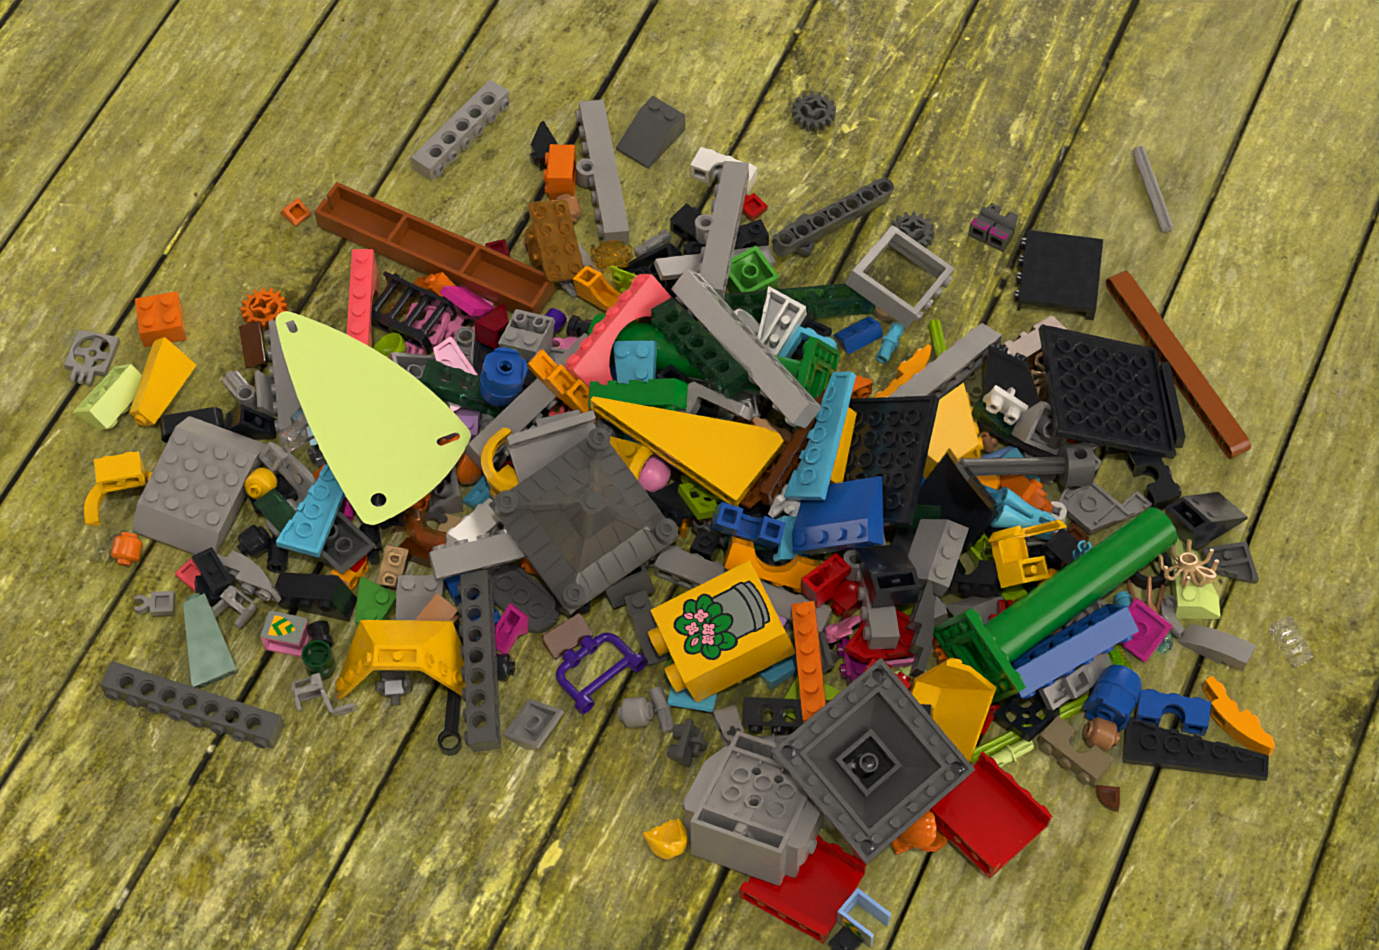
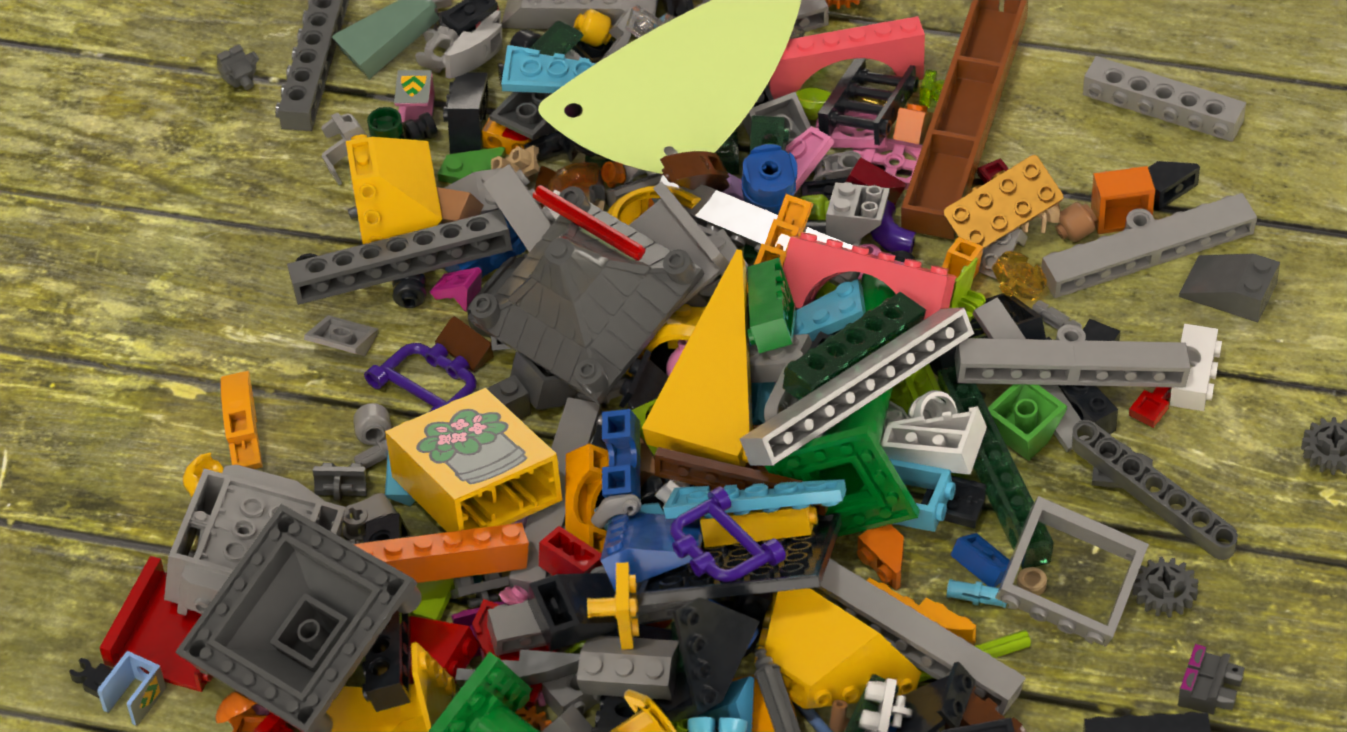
camera: 80 degrees right, 10 degrees down
(194, 772) = (237, 67): none -> dark grey piece
(397, 267) = (930, 88): none -> clear neon green tile
(467, 300) = (893, 146): dark pink tile -> none
(485, 419) = (695, 169): none -> reddish brown slope
(541, 490) = (589, 223): none -> red axle
(606, 807) = (240, 420): none -> light orange slope
(788, 539) = (614, 506): none -> light grey arm
(876, 478) = (703, 562): none -> dark purple bar
(907, 537) = (622, 606): none -> yellow plate

